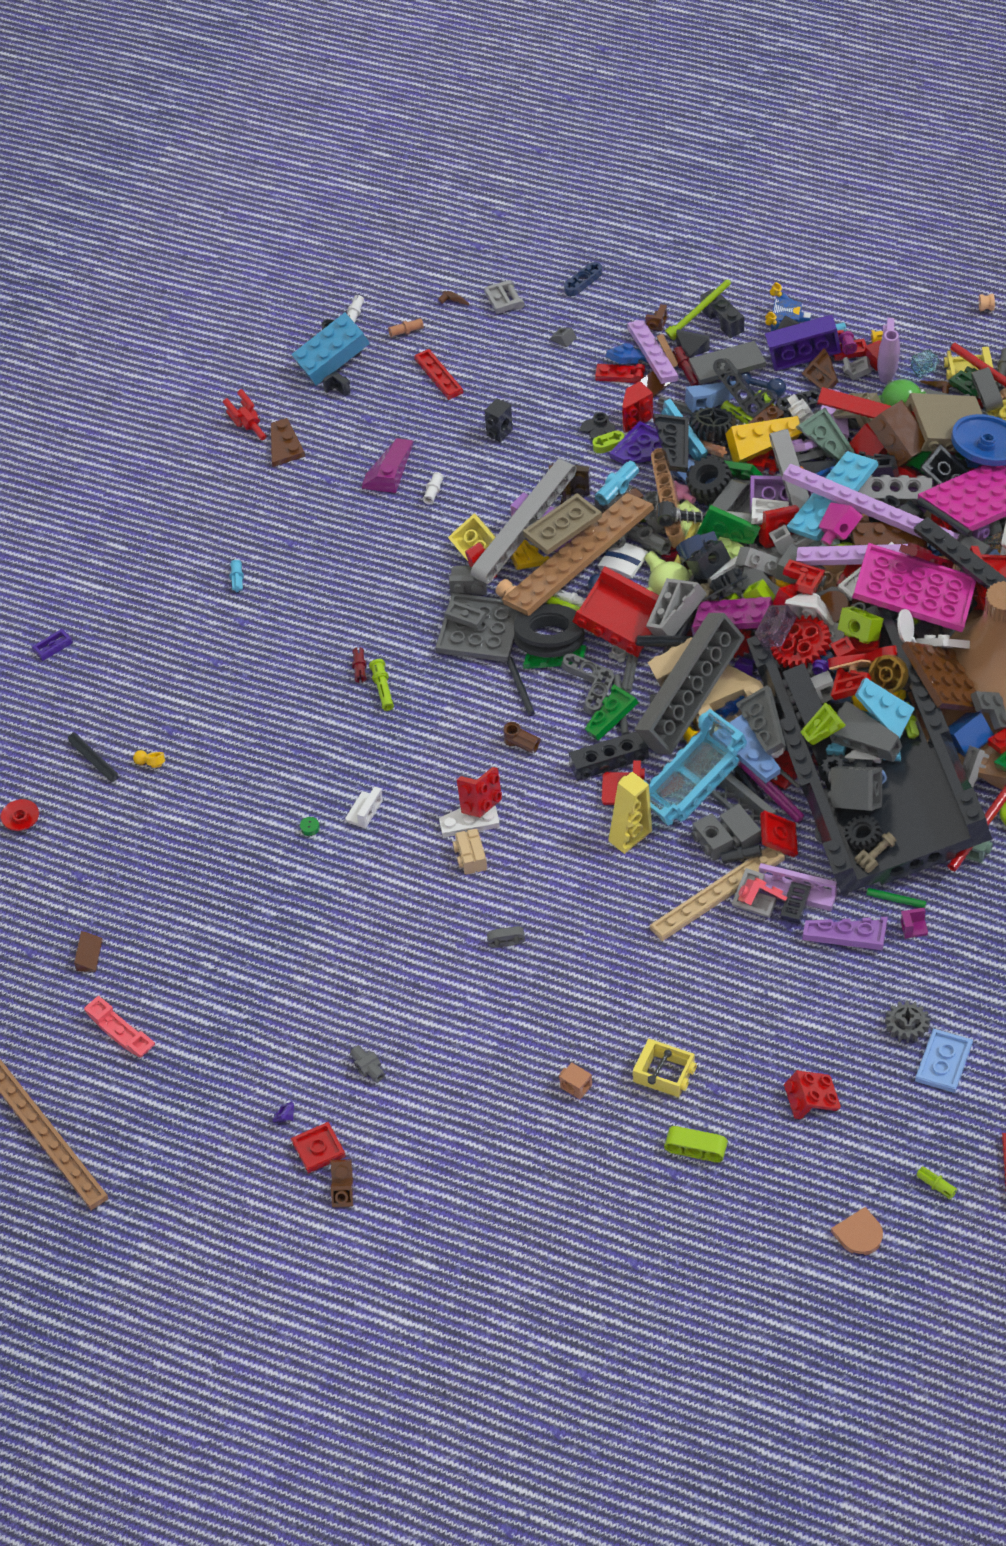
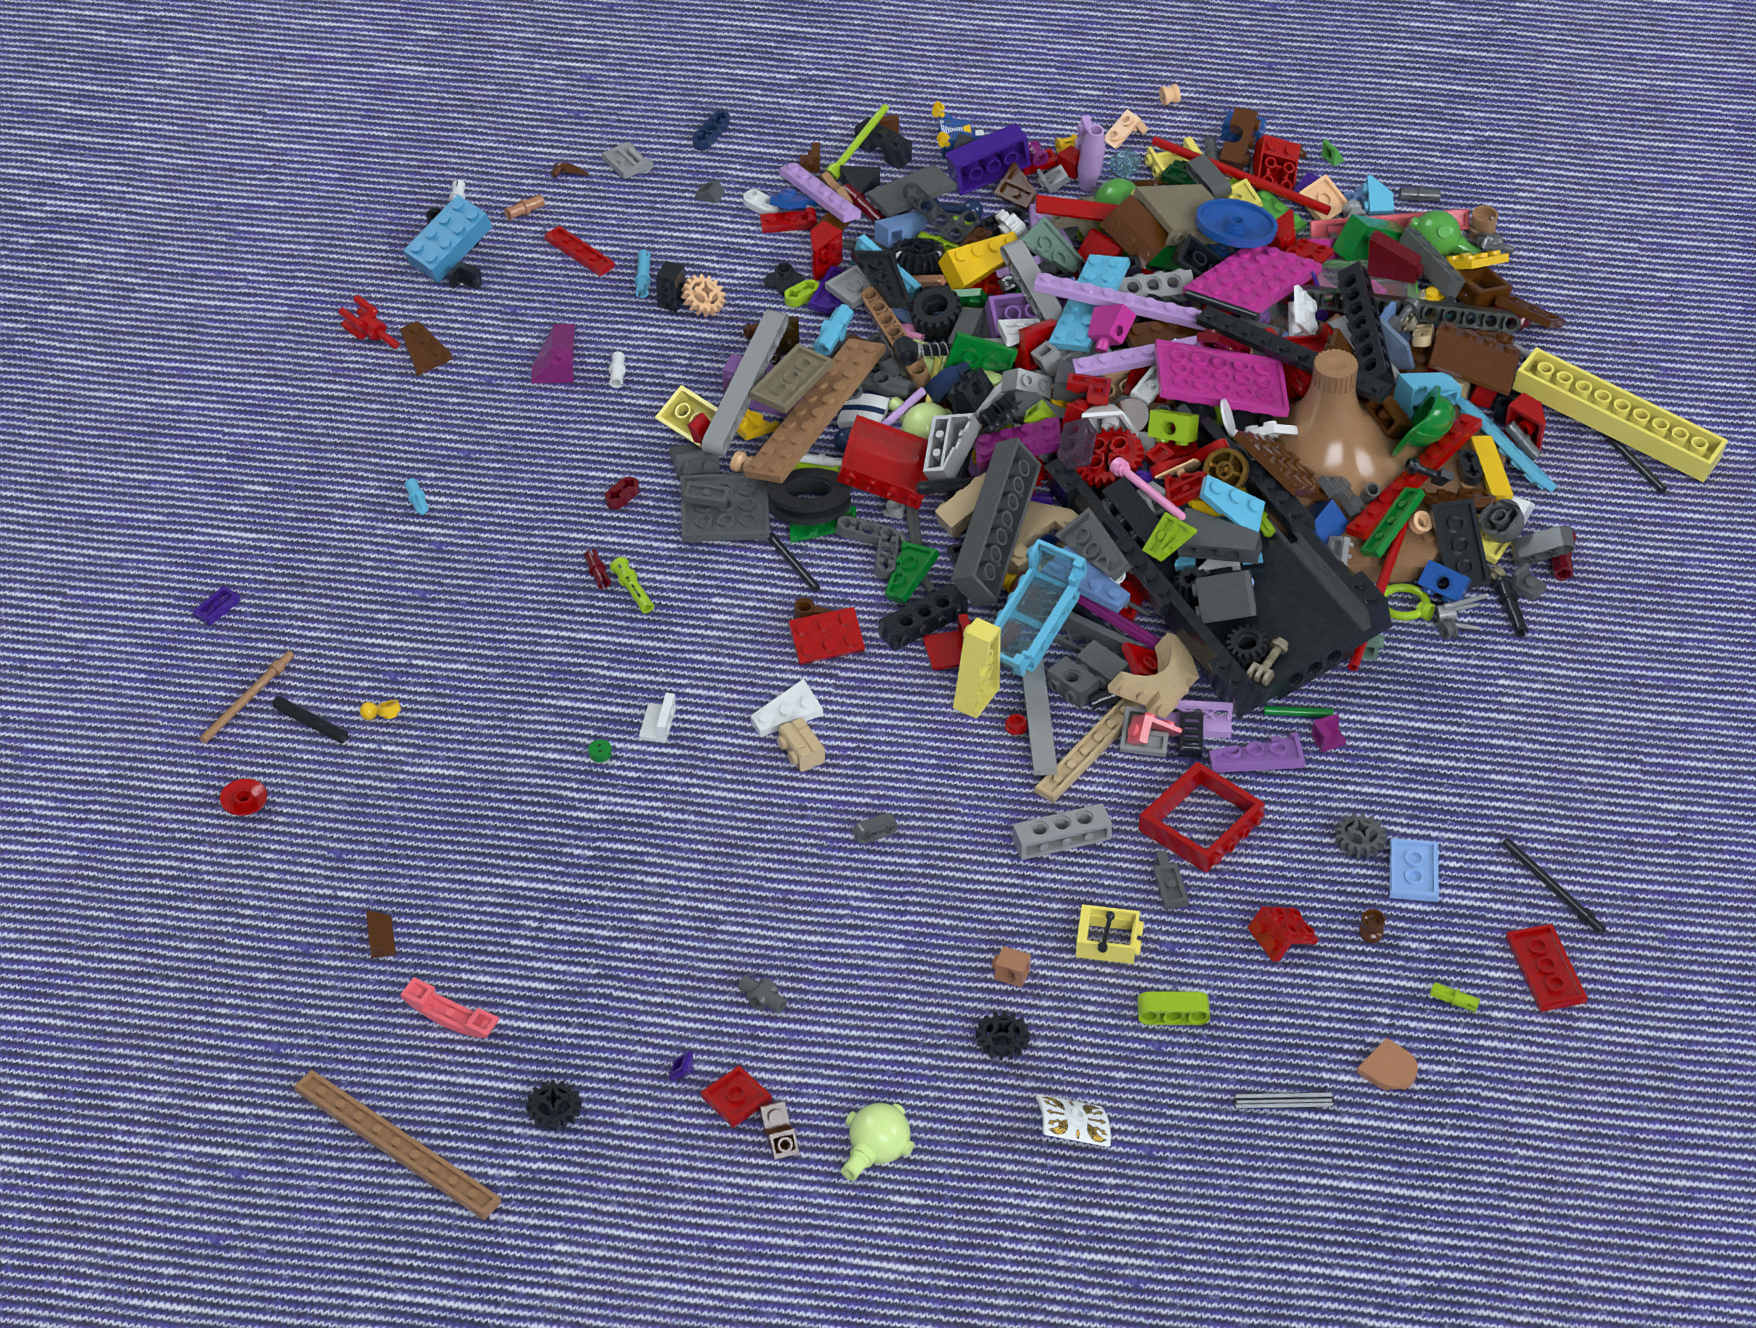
camera: 20 degrees left, 5 degrees down
(79, 708) = (274, 669): none -> medium nougat bar
(174, 1125) = (541, 1105): none -> black gear
(401, 600) = (619, 495): none -> dark red beam
(417, 1205) = (877, 1136): none -> yellowish green piece
(479, 795) = (793, 679): red bracket -> none
(482, 404) = (643, 278): none -> medium azure pin
(523, 758) = (826, 635): none -> red plate
(527, 427) = (703, 295): none -> light nougat gear
(547, 1137) = (1003, 1035): none -> black gear
(578, 1225) = (1074, 1120): none -> white shield
(598, 350) = (759, 202): none -> white plate
(643, 970) = (1062, 831): none -> light grey brick
(644, 444) = (849, 286): none -> light grey plate
(650, 565) = (904, 407): none -> lavender bar
(653, 866) = (1016, 724): none -> red plate
(672, 866) = (1039, 721): none -> light grey tile
(731, 1032) = (1169, 882): none -> dark grey hinge
(734, 295) = (890, 122): none -> reddish brown tile
(759, 1243) = (1283, 1100): none -> axle
(765, 953) = (1151, 817): none -> red window
(775, 861) = (1163, 690): none -> tan arch
(803, 655) = (1121, 468): none -> bright pink piece
(888, 1104) = (1372, 925): none -> reddish brown wheel
(933, 329) = (1123, 128): none -> light nougat bracket

